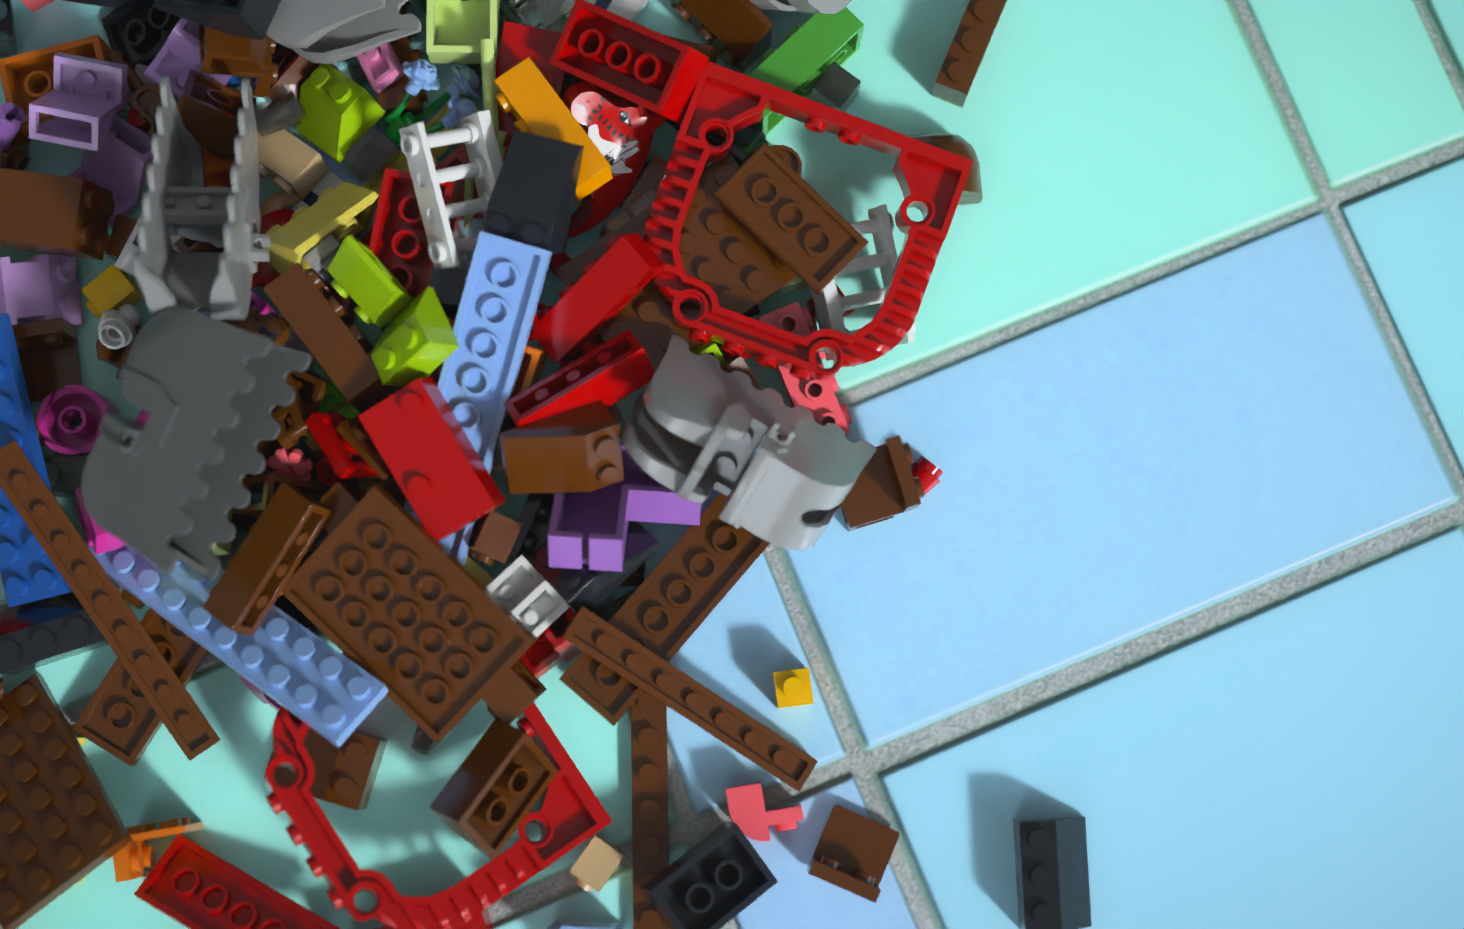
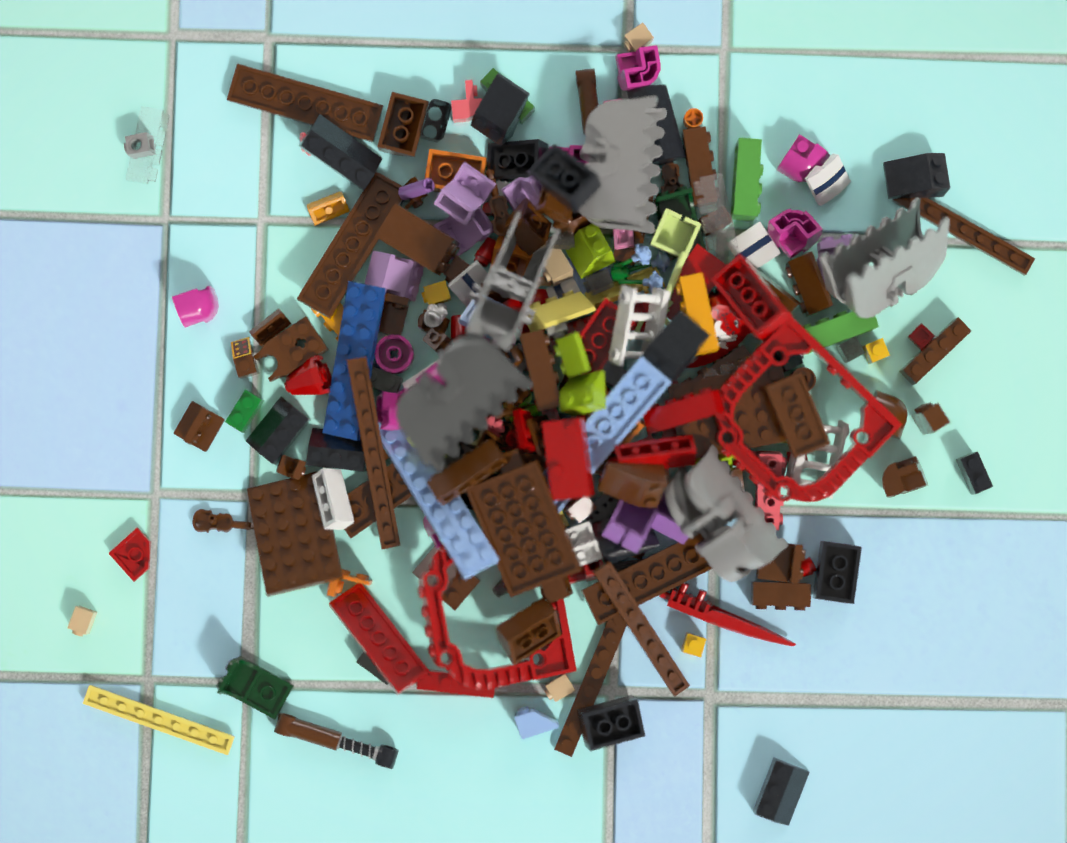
camera: 25 degrees right, 5 degrees up
(66, 711) = (332, 499): none -> white brick
(749, 812) = (645, 693): coral brick -> none
(780, 623) = (715, 615): none -> red piece
(853, 853) = (687, 738): reddish brown bracket -> none
(878, 75) = (875, 351): none -> yellow brick
(902, 540) = (780, 595): none -> reddish brown brick
(941, 23) = (921, 336): none -> red tile
(978, 459) = (837, 572): none -> black brick
(1014, 136) = (930, 418): none -> reddish brown brick
(1016, 256) = (903, 477): none -> reddish brown brick
(1128, 200) = (974, 473): none -> black piece

